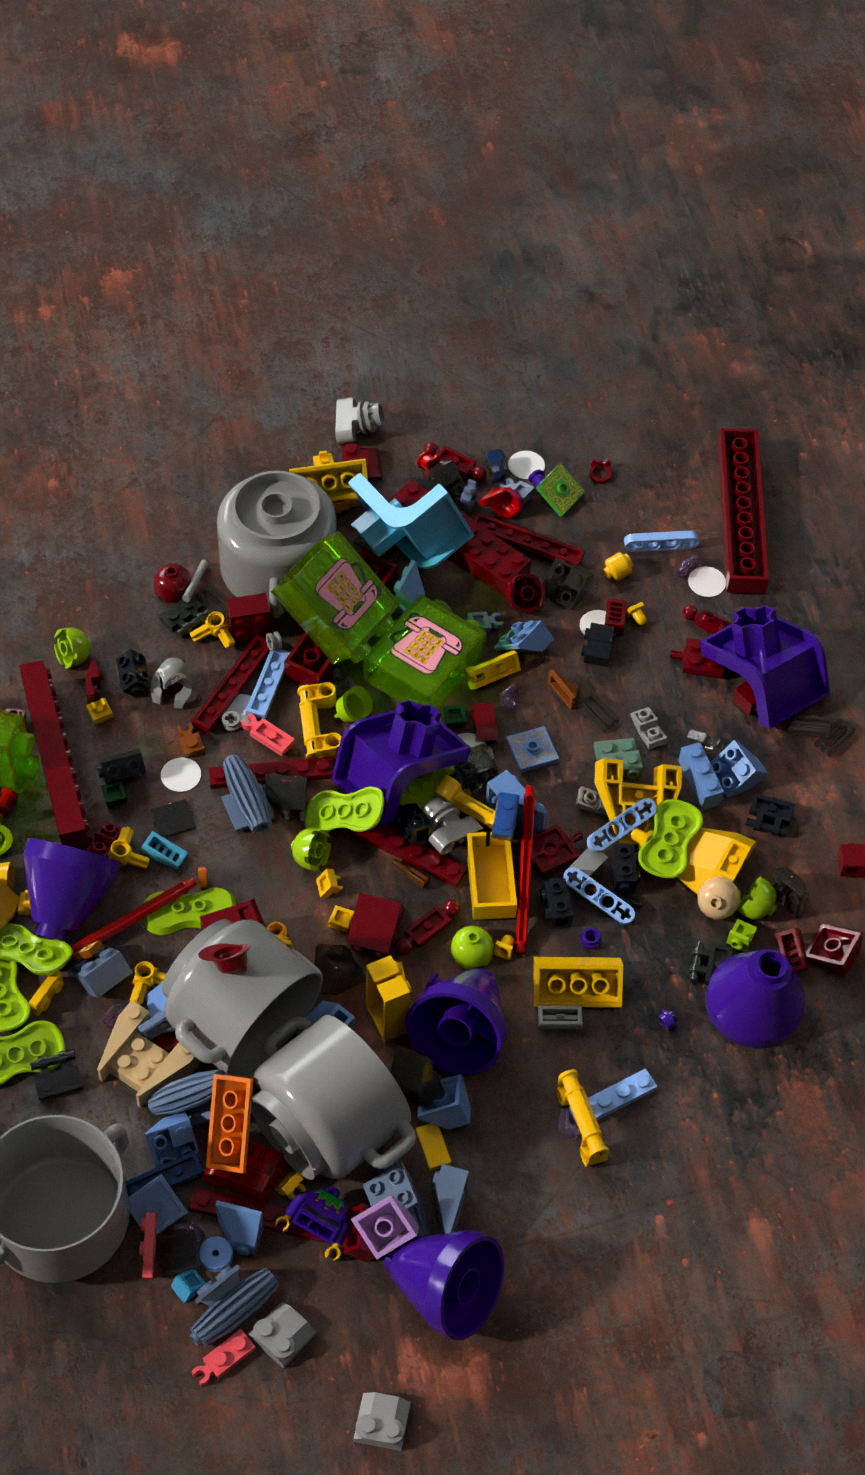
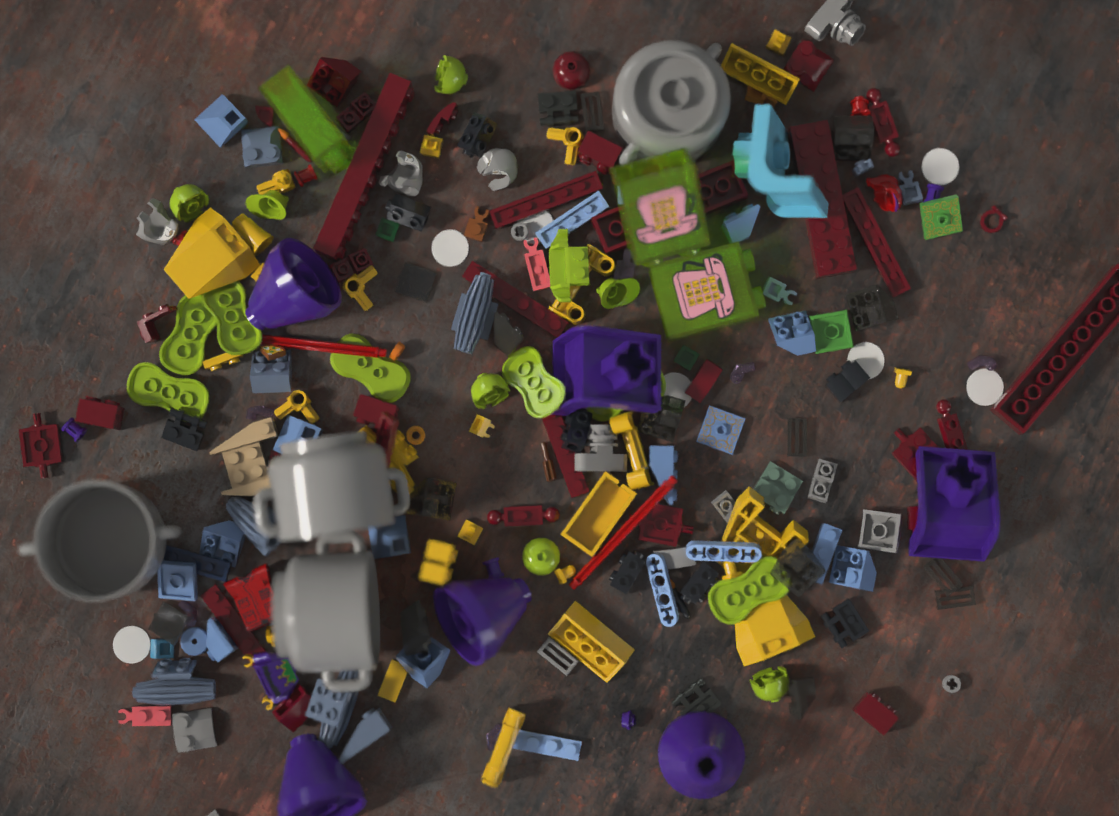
camera: 40 degrees right, 30 degrees up
(96, 740) = (406, 176): none -> light grey piece
(148, 1246) = (152, 605): coral plate -> none
(155, 1026) = (270, 449): sand blue plate -> none
(155, 1305) = (131, 644): none -> white sticker
(160, 841) = (380, 291): medium azure slope -> none
(195, 580) = (589, 82): light grey bar -> none
(227, 957) = (316, 480): dark red piece -> none
(229, 1122) = (256, 575): orange slope -> none
(274, 641) = (601, 190): light grey bush -> none
(294, 711) = (567, 266): none -> lime plate
(341, 919) = (470, 460): yellow tile -> none
(375, 924) = (487, 486): dark red slope -> none
(386, 1226) = (303, 729): lavender slope -> none
(493, 669) = (746, 341): yellow plate -> none
(496, 464) = (912, 152): dark blue rock -> none
(505, 816) = (636, 486): blue brick -> none
(525, 593) = (826, 294): dark red cylinder -> none
(556, 618) = (831, 331): none -> bright green plate
(564, 688) = (790, 398): dark orange slope -> none
(590, 933) = (625, 610): dark purple plate -> none
(618, 566) = (924, 323): yellow head -> none
(618, 626) = (873, 375): dark red slope -> none
(682, 540) = (980, 325): light blue beam -> none
(693, 789) = (797, 567): none -> clear smoke slope
(706, 741) = (848, 526): clear smoke plate -> none
(718, 897) = (742, 662): tan cylinder -> none
(730, 724) = (880, 531): none -> light grey slope
(741, 935) = (736, 699): lime bracket -> none
(782, 938) = (771, 736): dark red slope -> none
(835, 948) = (792, 762): dark red slope -> none

